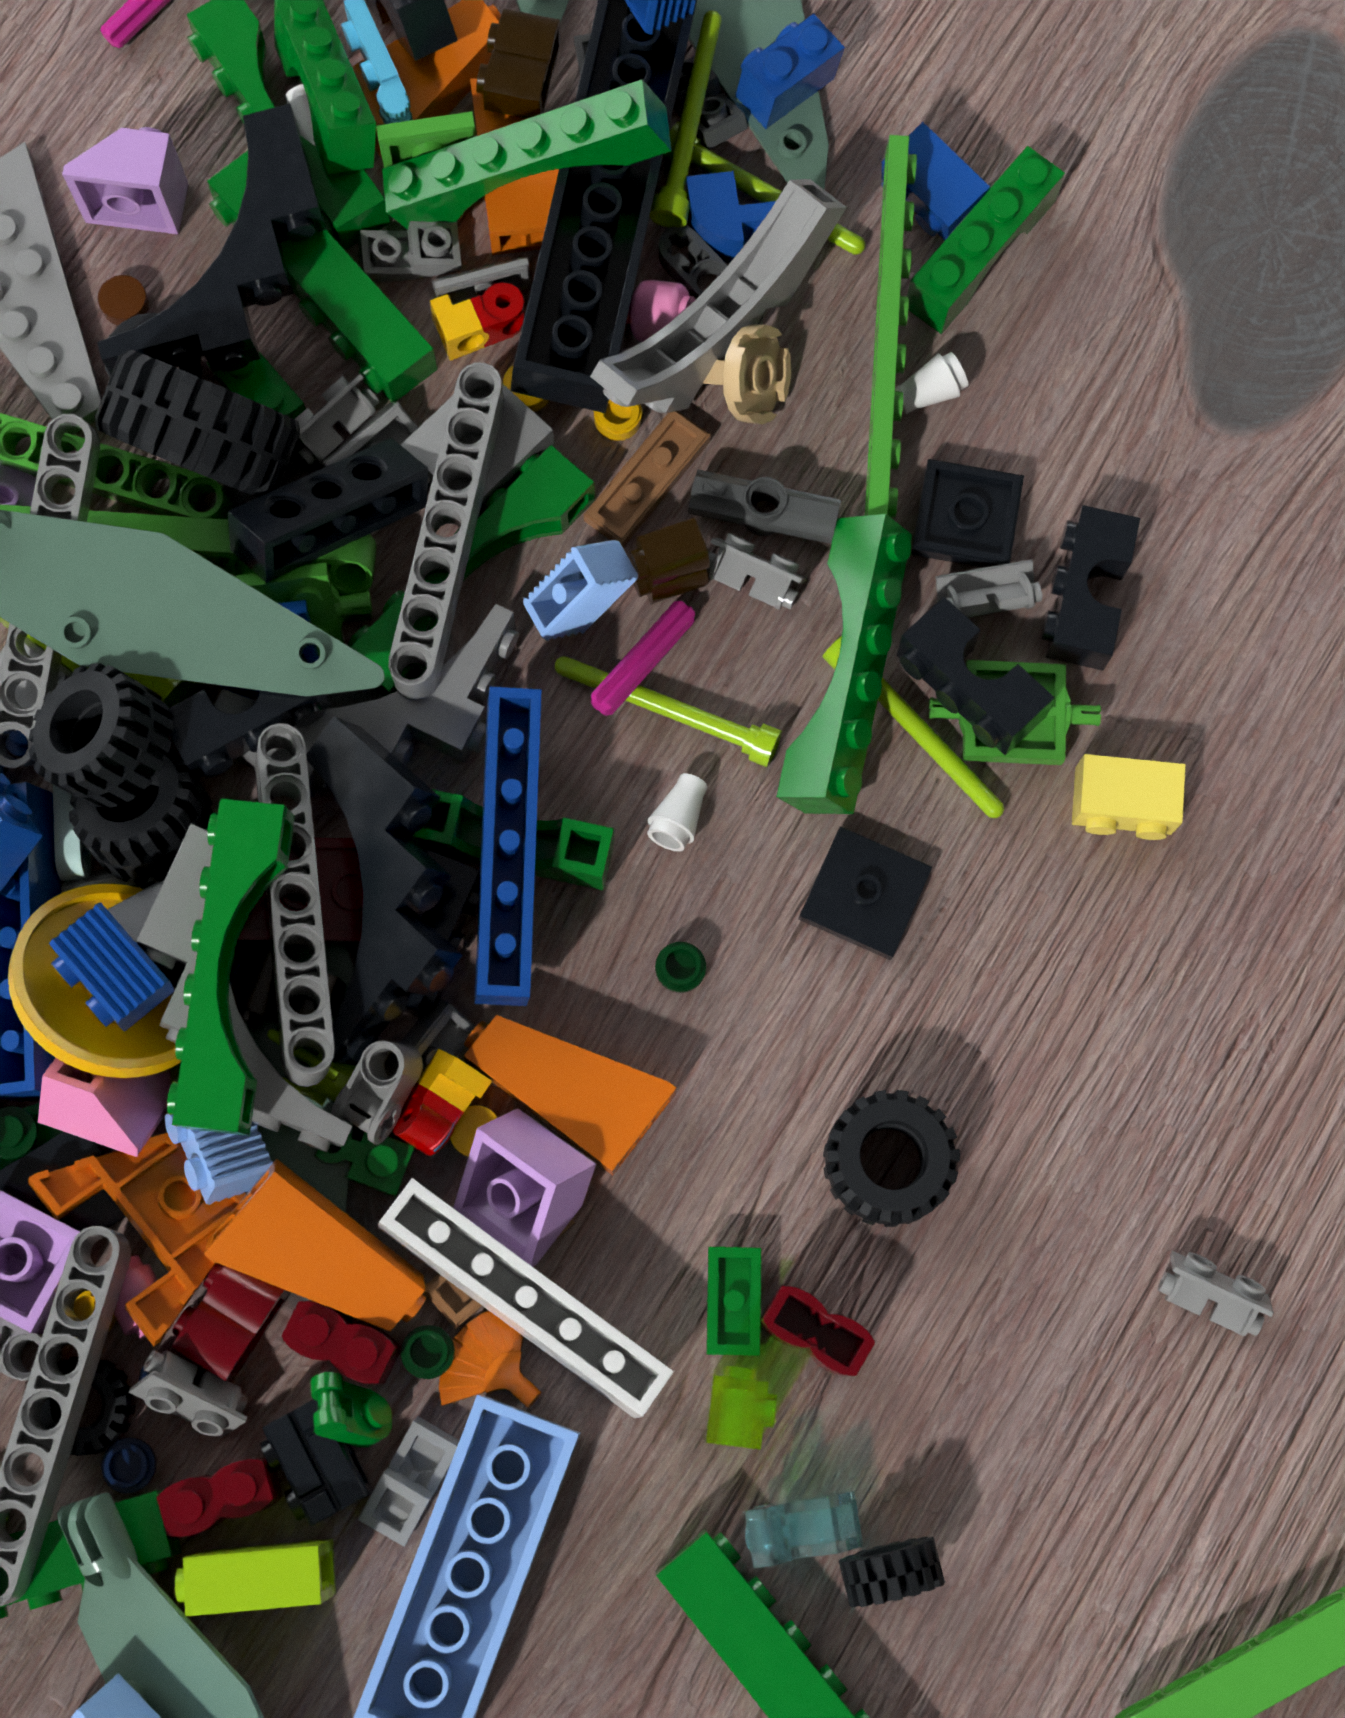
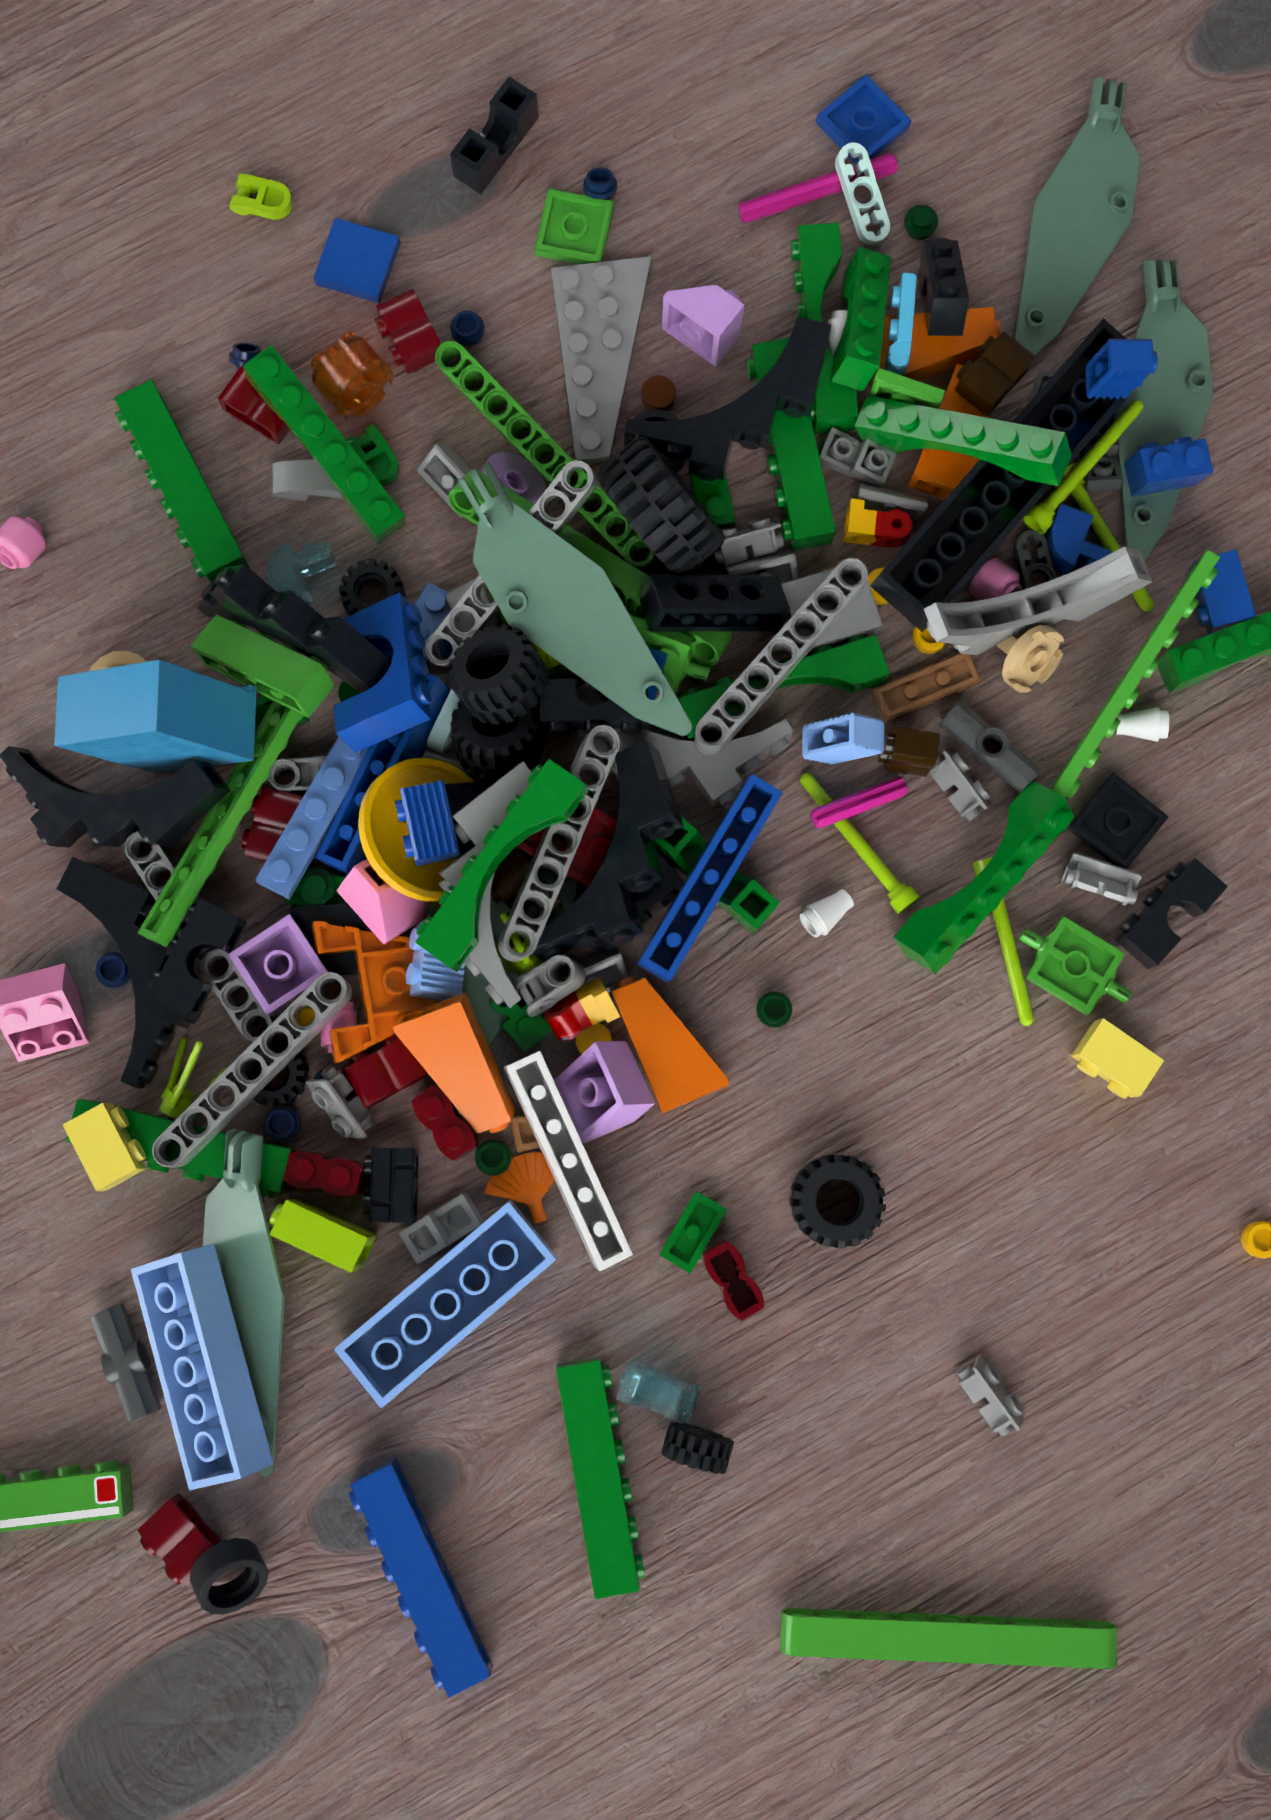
camera: 30 degrees right, 5 degrees up
(349, 1411) = (427, 1167): green plate -> none
(738, 1408) = (659, 1299): clear neon green brick -> none
(865, 893) = (915, 1027): black plate -> none
(998, 709) = (1064, 961): black arch -> none

